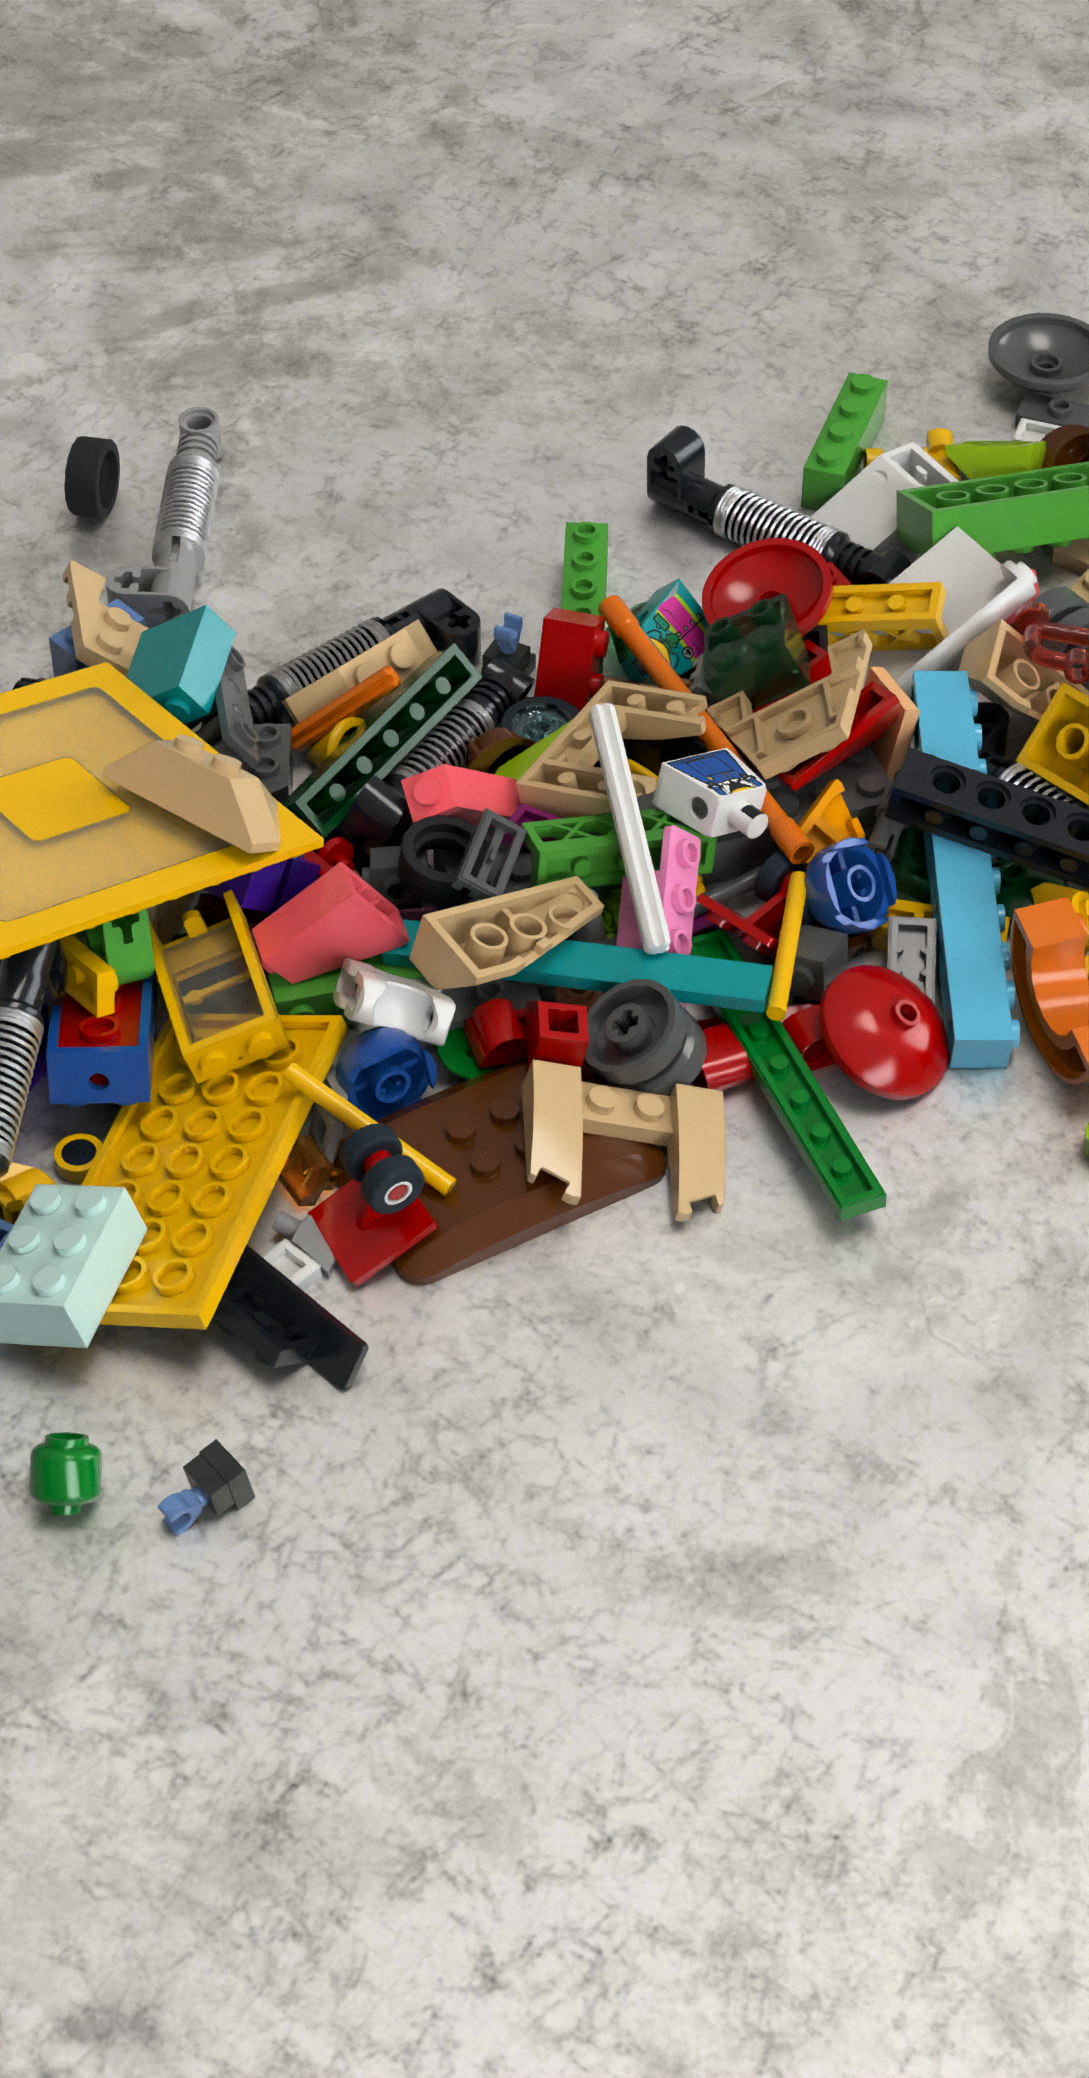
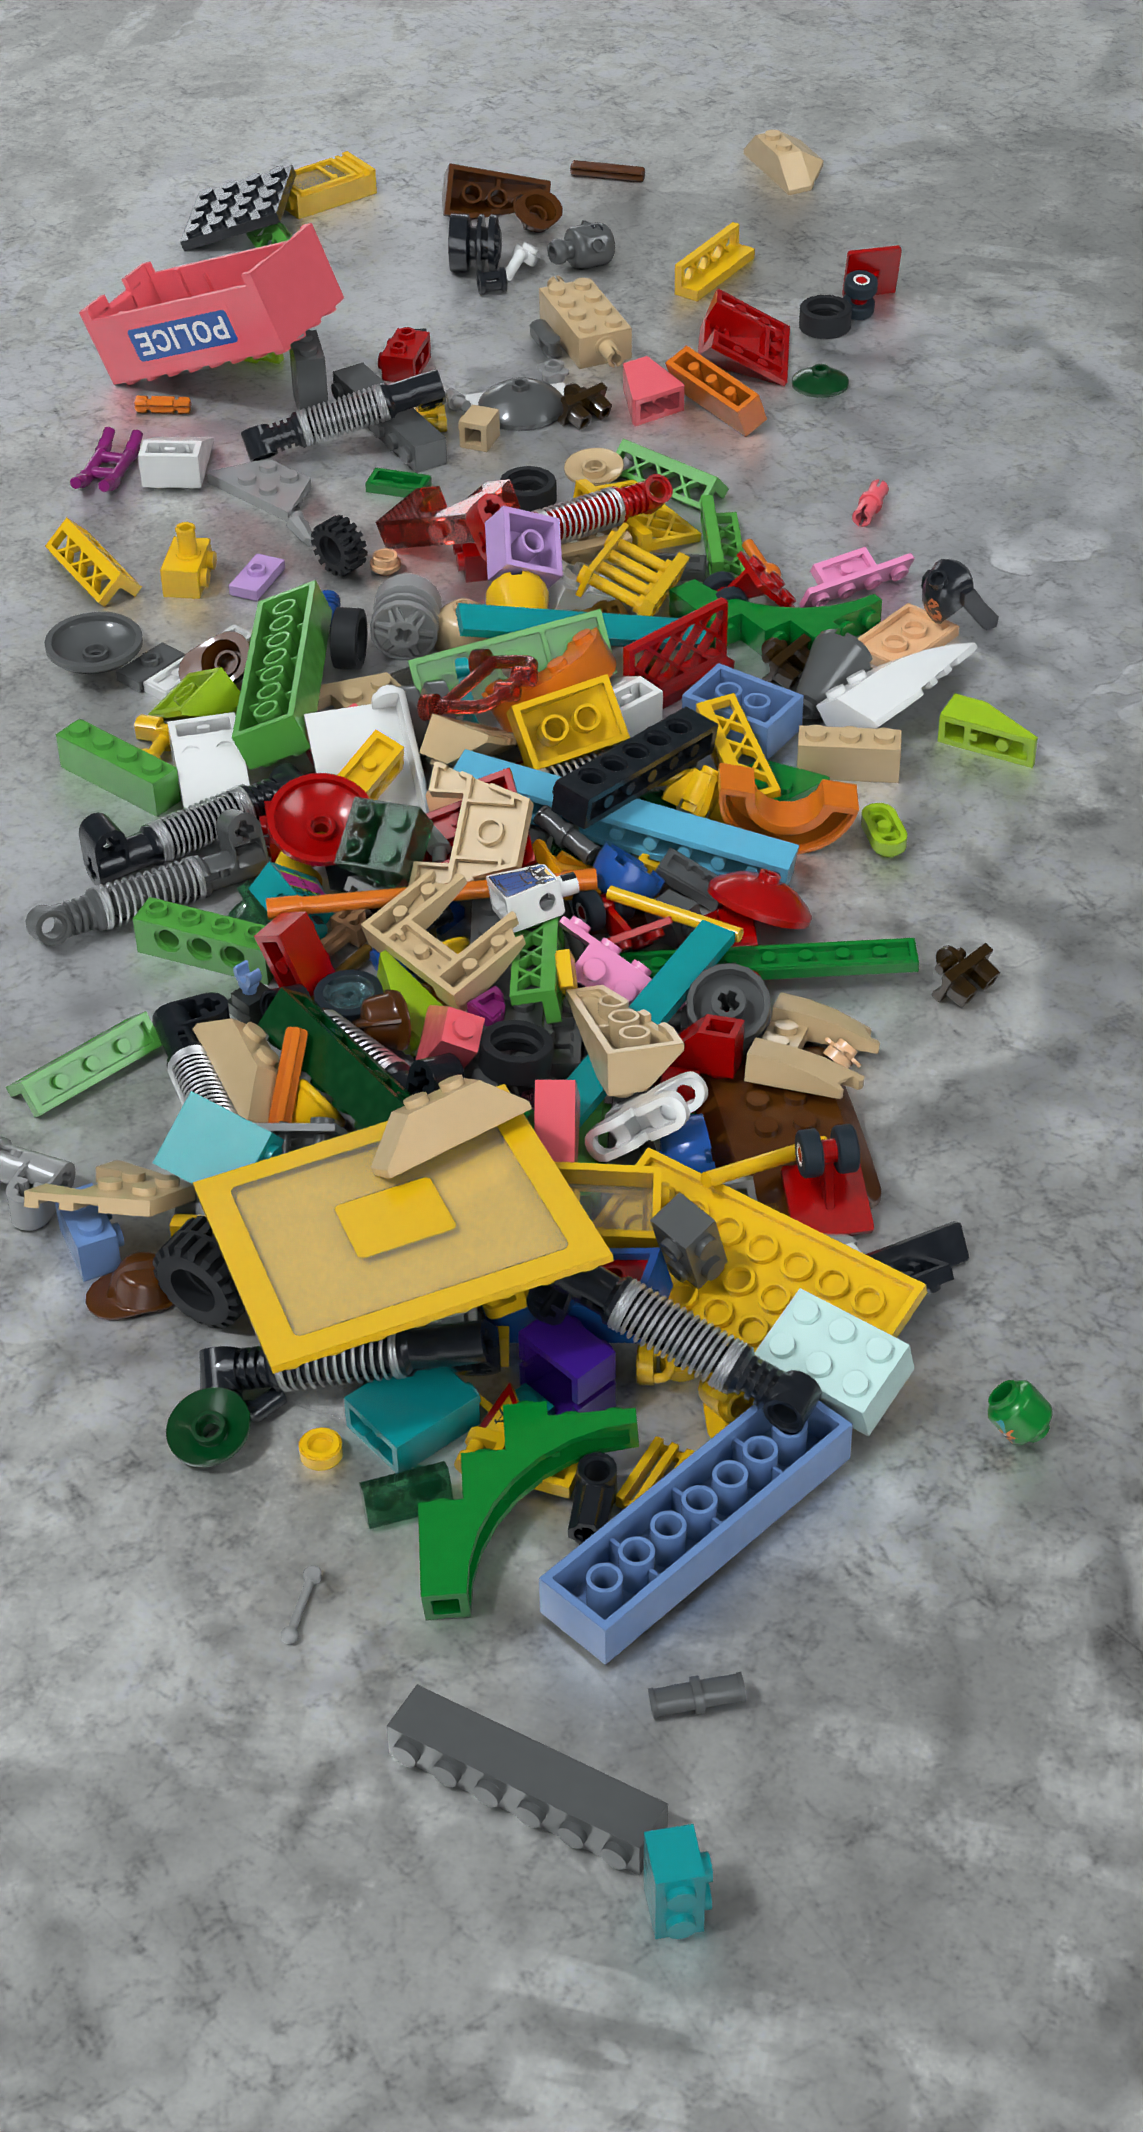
camera: 70 degrees left, 5 degrees down
(52, 1126) = (647, 1364): none -> yellow tile
(180, 1079) = (689, 1241): none -> dark grey brick
(214, 1481) = (1050, 1334): pearl dark grey piece -> none
(349, 572) = (87, 1064): none -> bright green fence
(477, 884) = (542, 1018): dark grey tile -> none
(601, 867) = (566, 970): none -> yellow tile
(629, 829) = (556, 935): white axle -> none
(646, 1180) = (841, 1053): none -> light nougat plate
(680, 552) = (188, 879): none -> dark grey piece
(866, 1262) = (959, 970): none -> dark brown hips

